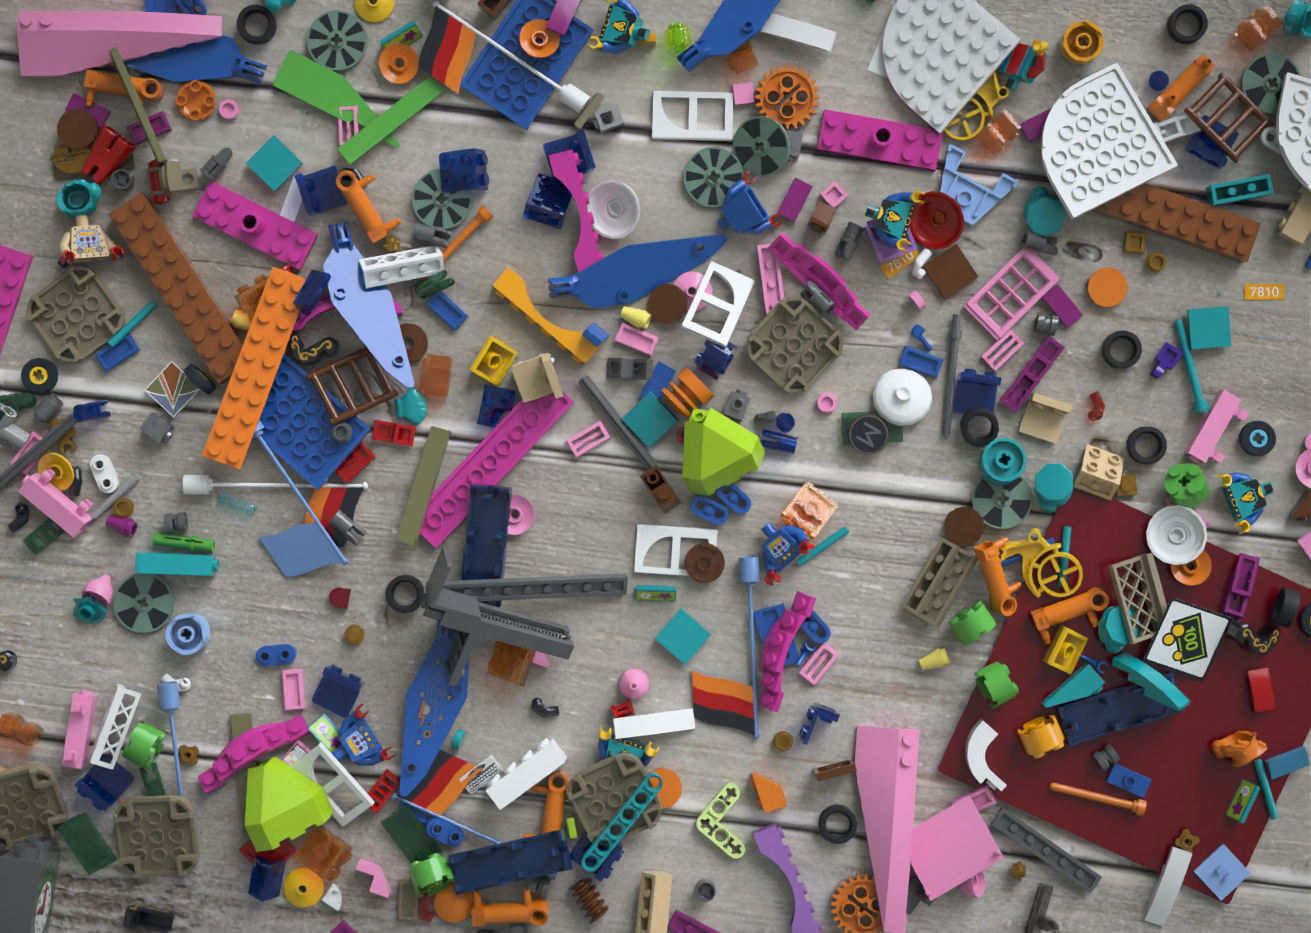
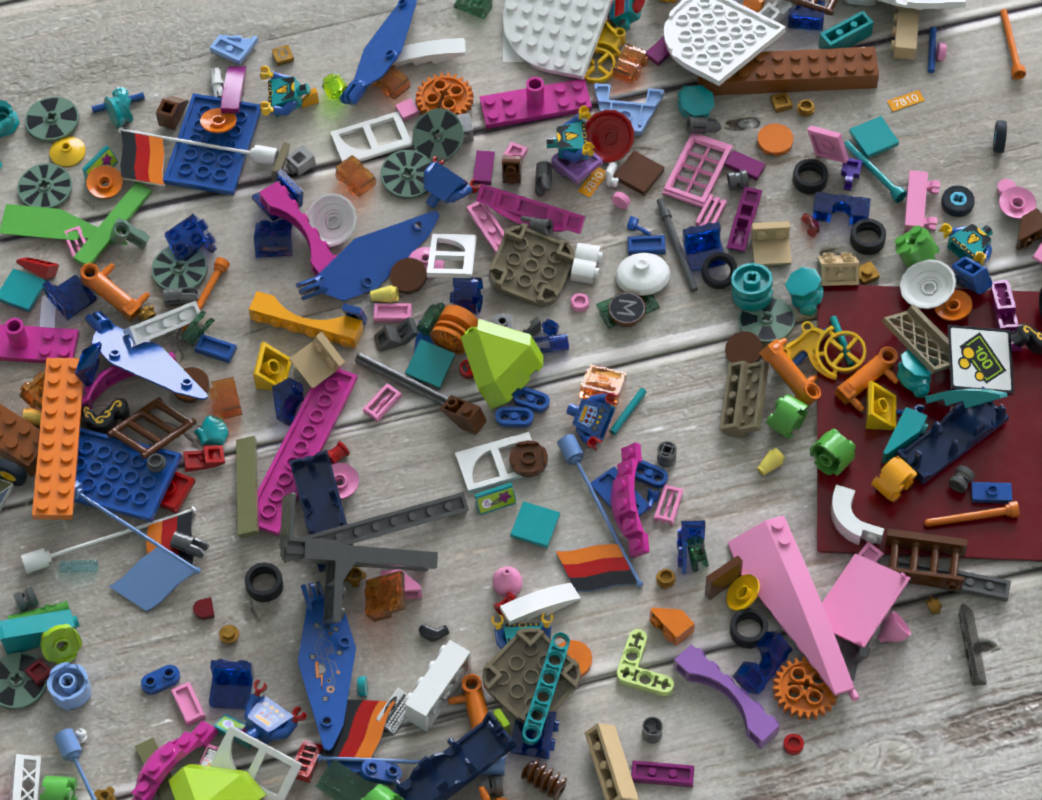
camera: 20 degrees left, 30 degrees down
(165, 605) = (38, 672): none -> dark red tile
(192, 588) = (53, 636): none -> lime plate
(302, 146) = (39, 267): none -> red slope
(411, 147) = (135, 236): none -> sand green plate
(523, 481) = (338, 452): none -> red bush
(658, 160) = (355, 176): none -> clear orange brick
(670, 368) = (430, 318): none -> clear green hinge
(821, 739) = (697, 552): none -> hinge
(839, 611) = (663, 456): none -> dark grey wheel
(840, 788) = (742, 592): none -> yellow dish
(845, 864) = (773, 652): none -> clear blue arch
(850, 362) = (585, 263): none -> white brick
(1047, 818) = (931, 543): none -> reddish brown fence
(1151, 408) = (827, 204): none -> clear blue arch
(1154, 327) = (828, 144): none -> bright pink tile
(1226, 540) = (972, 275): none -> blue brick

